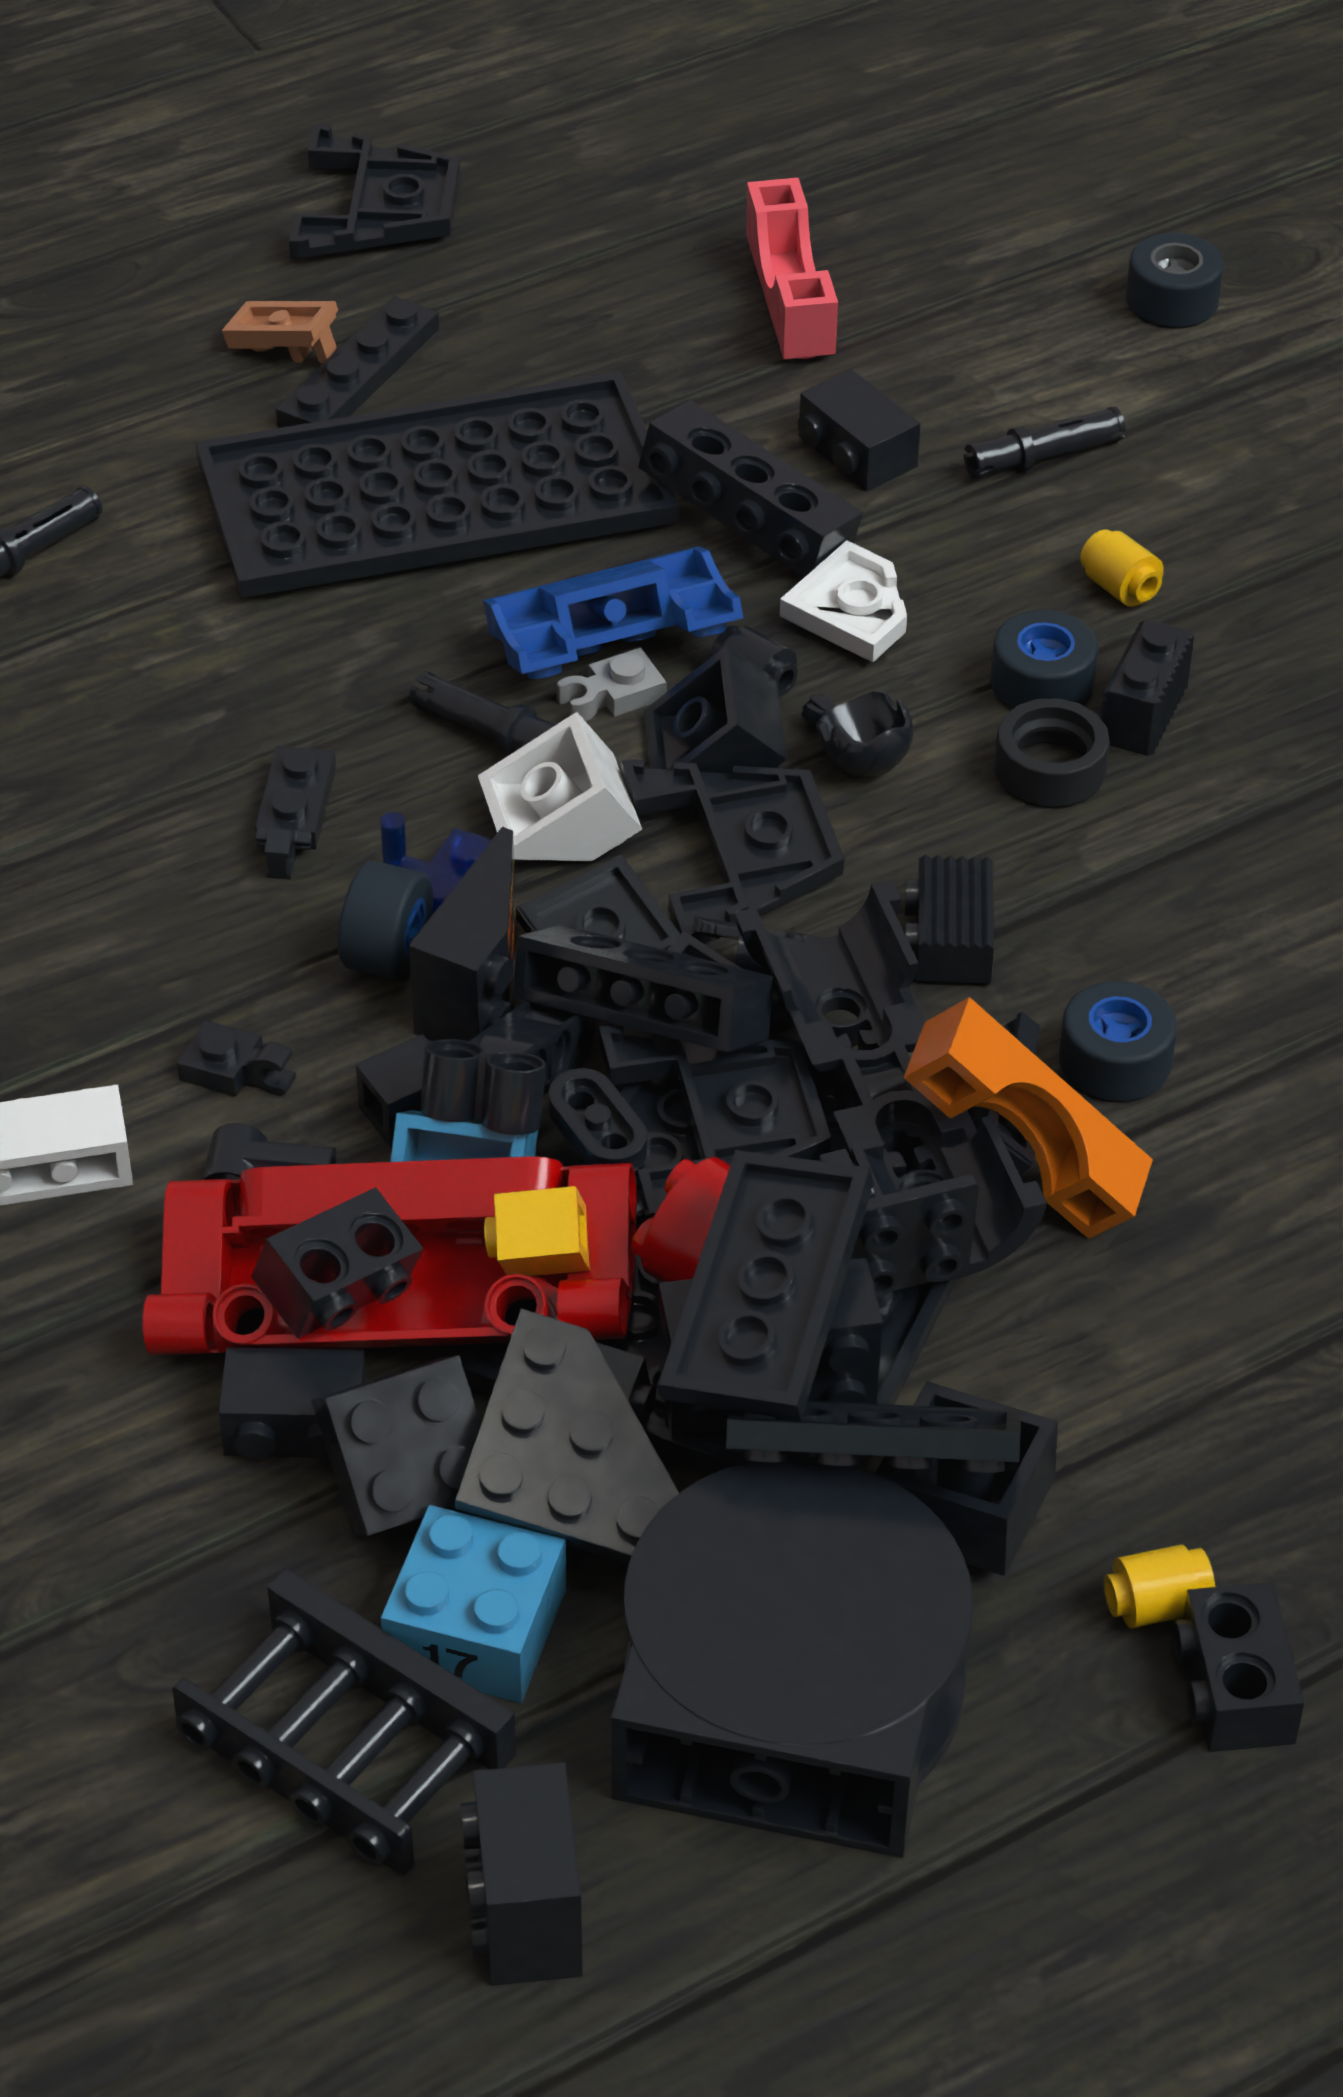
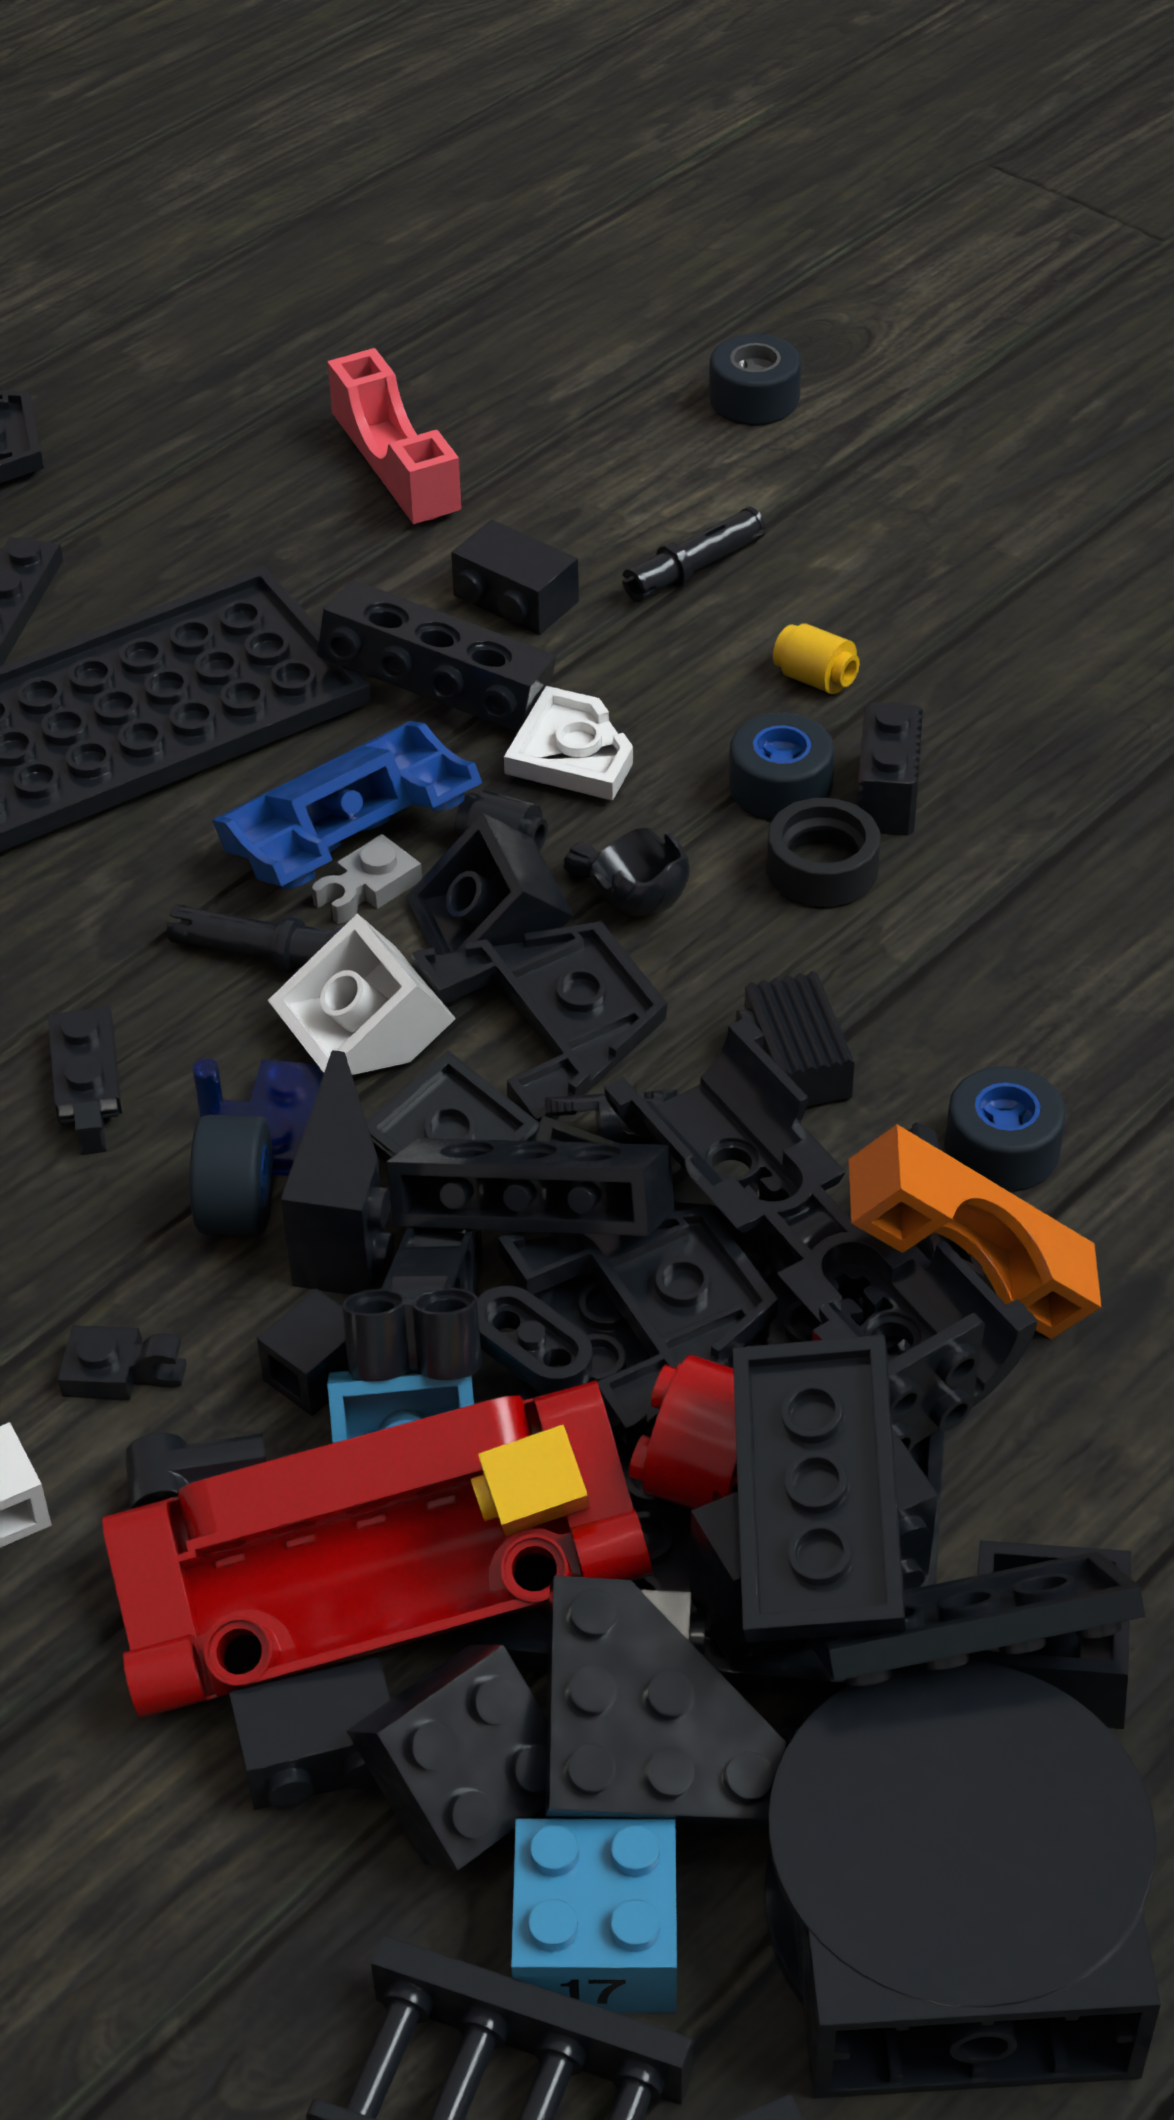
camera: 15 degrees left, 0 degrees up
(352, 1253) = (319, 1562): black brick -> none

